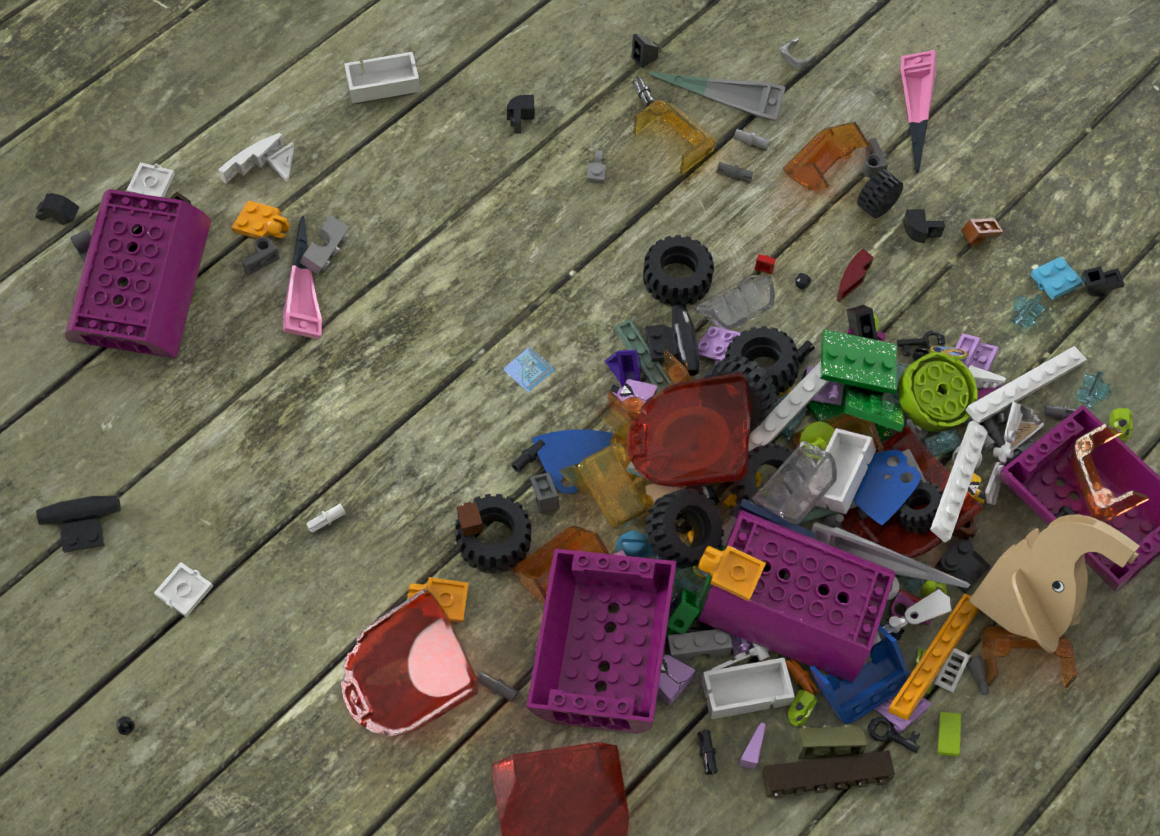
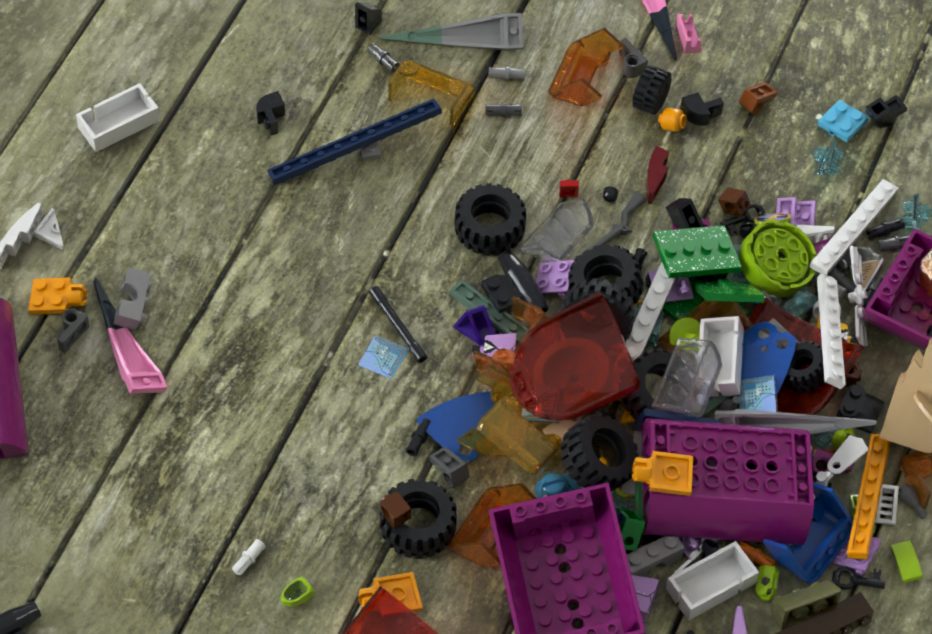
camera: 20 degrees left, 5 degrees down
(353, 567) = (297, 592): none -> rock
(548, 316) = (413, 346): none -> black piece
(582, 161) = (354, 141): none -> dark blue plate
(756, 654) = (709, 547): none -> black hinge
(823, 296) = (635, 202): none -> dark grey piece
(864, 520) = (759, 394): none -> piece
(890, 228) = (672, 119): none -> light orange head
(918, 324) = (734, 201): none -> reddish brown brick
(938, 152) = (688, 34): none -> bright pink hinge
(1057, 395) = (885, 228): none -> black pin

